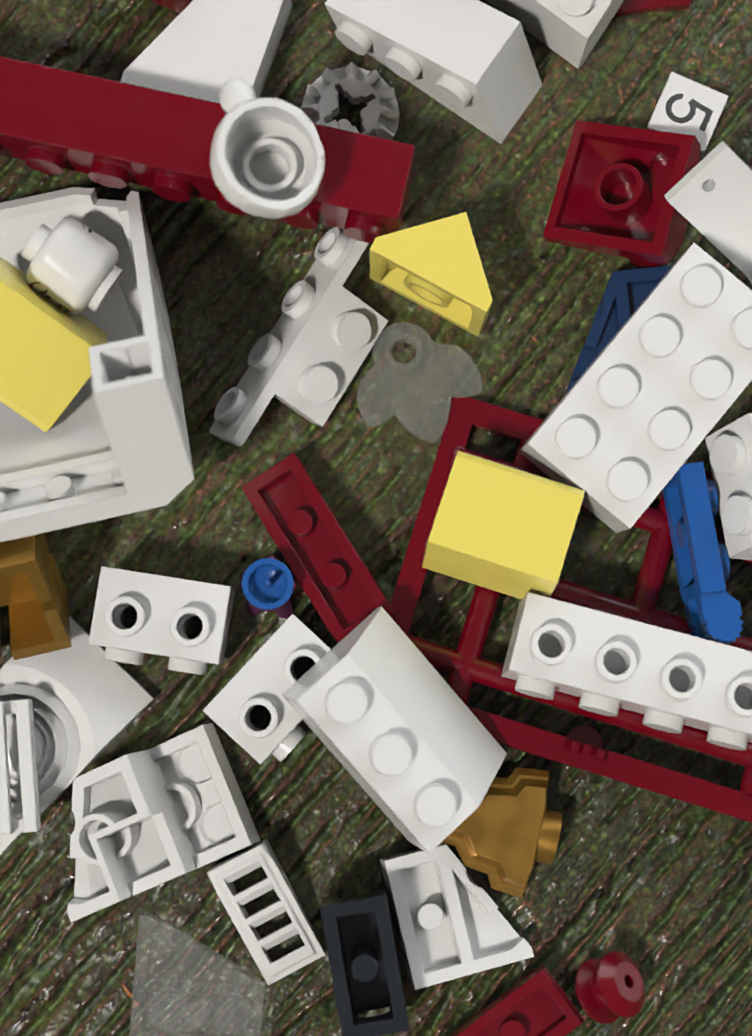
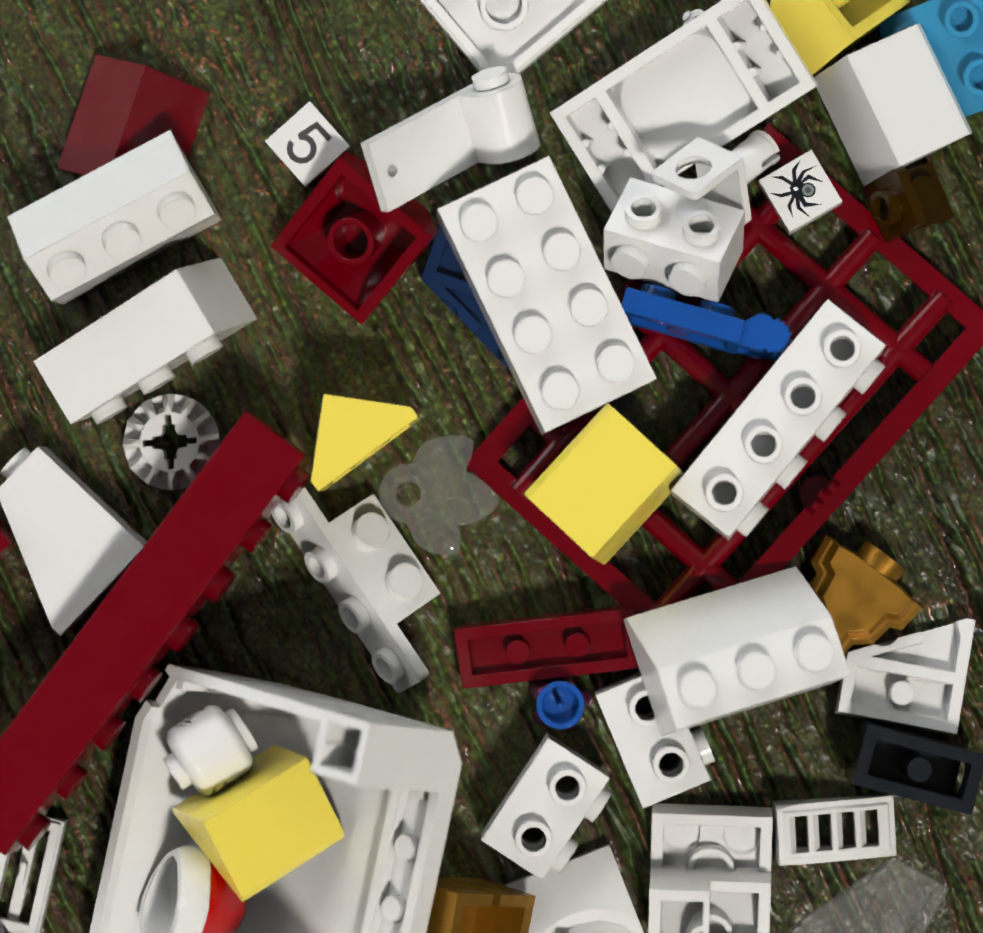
camera: 70 degrees left, 5 degrees up
(265, 154) = (209, 550): white piece -> none

